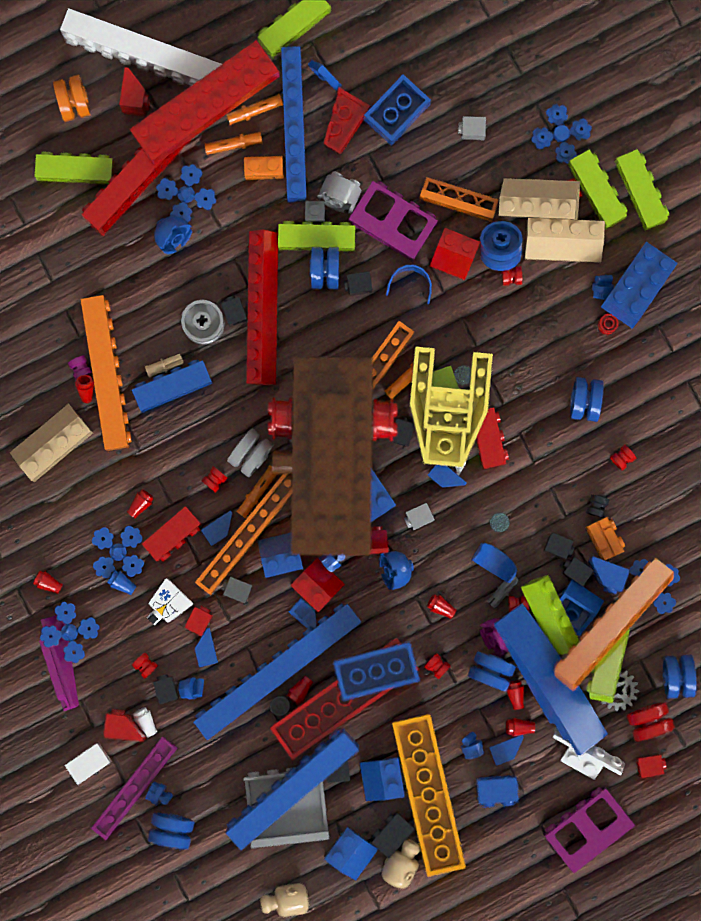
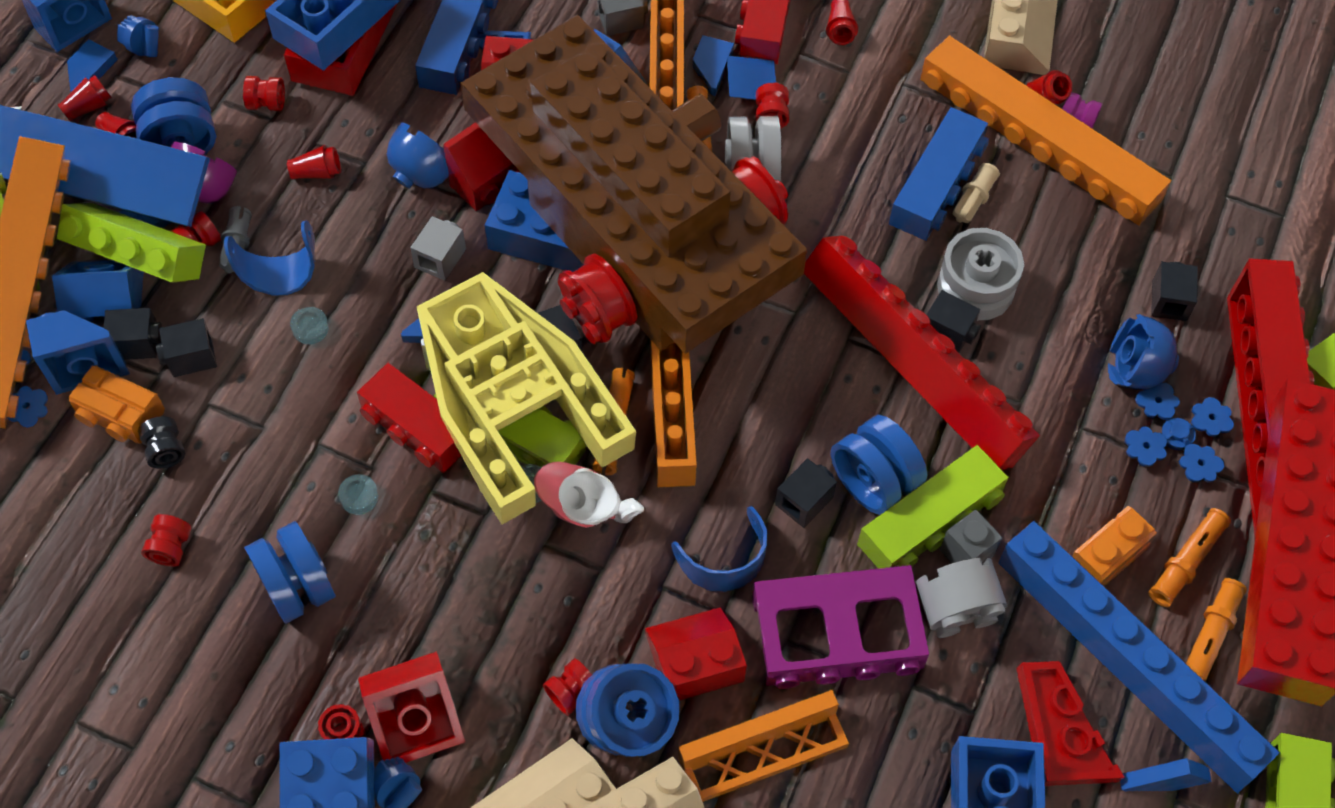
camera: 140 degrees right, 25 degrees down
(126, 253) = (1174, 291): none -> black brick
(208, 505) = (747, 75): none -> blue sticker
(450, 346) = (582, 495): none -> white hair
(533, 423) = (358, 494): none -> clear light blue tile
(576, 313) = (411, 709): none -> red slope

